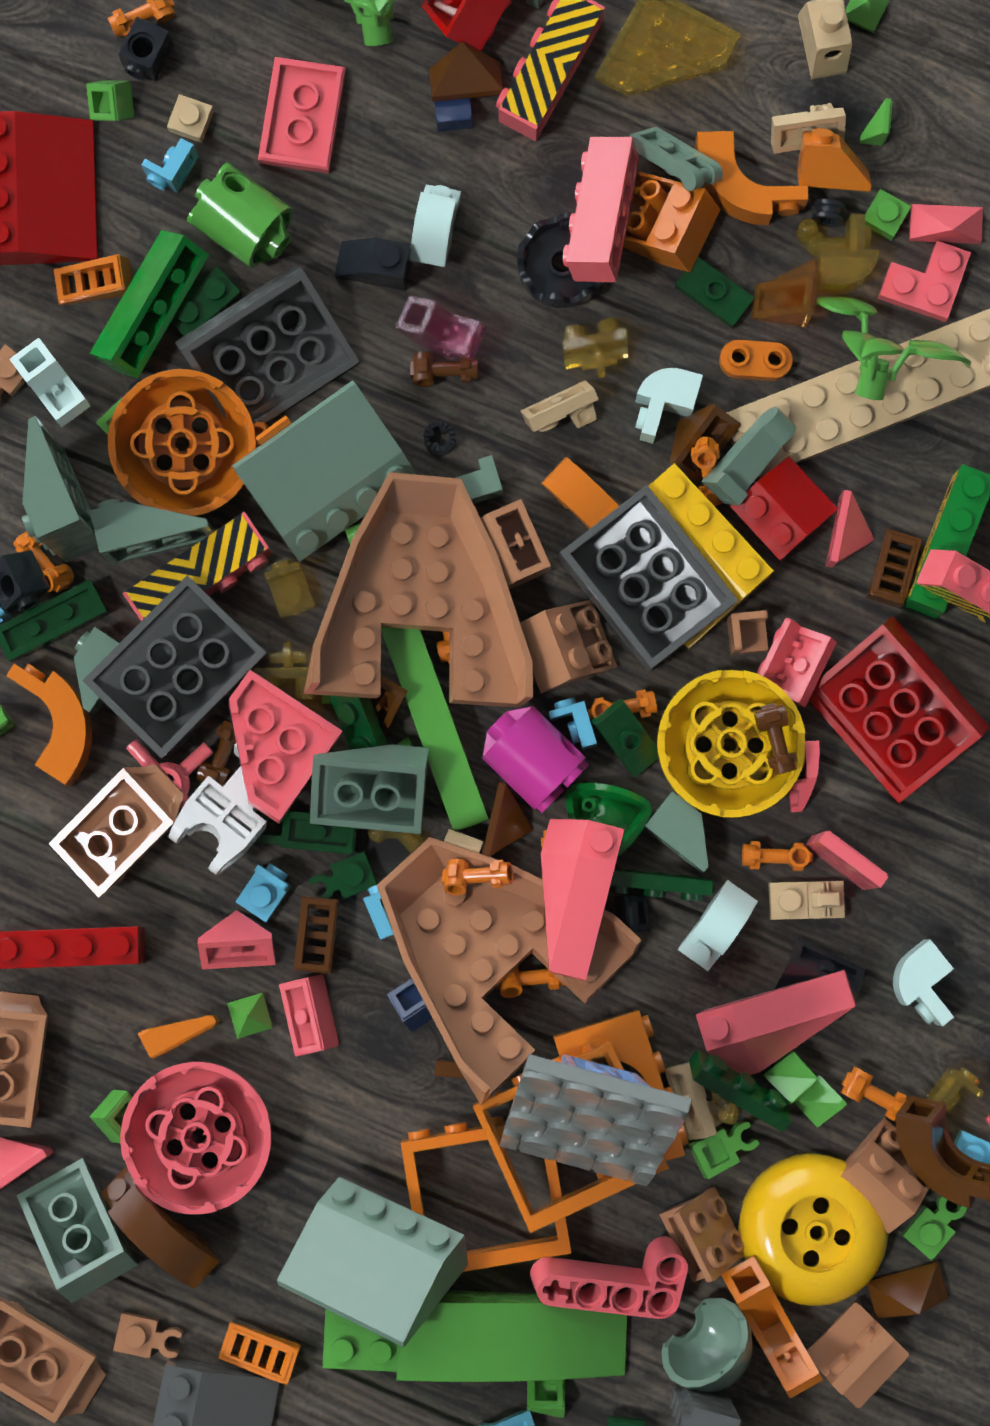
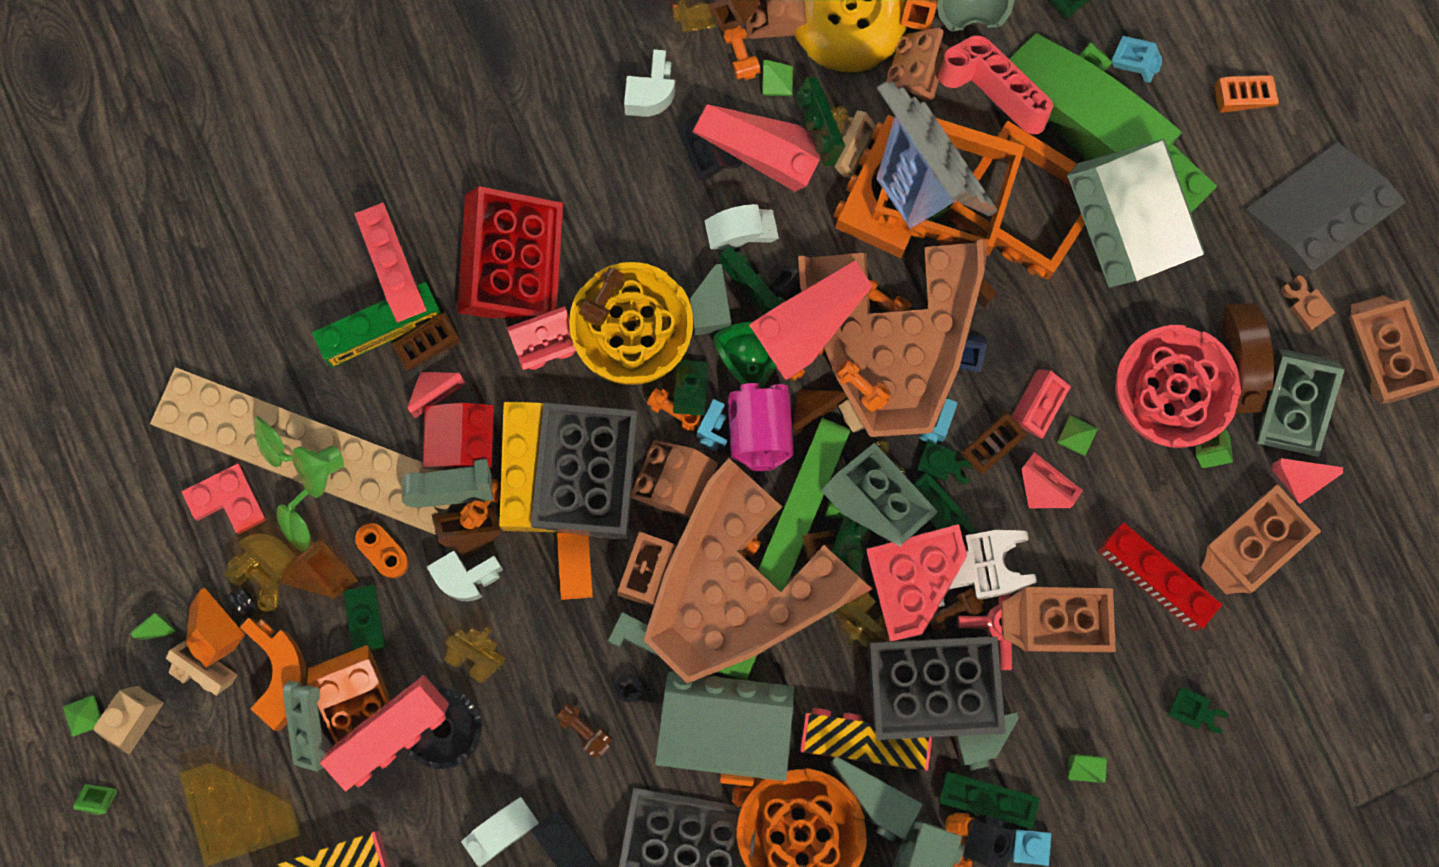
camera: 145 degrees left, 5 degrees down
(72, 728) = (1033, 720): orange arch -> none
(168, 1037) = (1140, 465): orange slope -> none
(264, 891) = (1001, 501): medium azure bracket -> none
(277, 1343) = (1250, 220): orange slope -> none
(289, 588) = (814, 678): clear yellow bracket -> none
(439, 330) = (562, 755): clear pink brick -> none
(574, 401) = (537, 636): tan hinge -> none
(719, 1151) = (863, 100): bright green plate -> none
(747, 632) = (554, 384): nougat panel -> none
(790, 1076) = (781, 104): bright green slope -> none
(795, 857) = (655, 228): orange bar -> none
(802, 789) = (601, 263): coral slope -> none
(806, 900) = (673, 197): tan hinge -> none
(846, 860) = (631, 189): coral tile -> none
(886, 214) = (207, 567): bright green plate -> none
(946, 224) = (177, 526): coral slope -> none

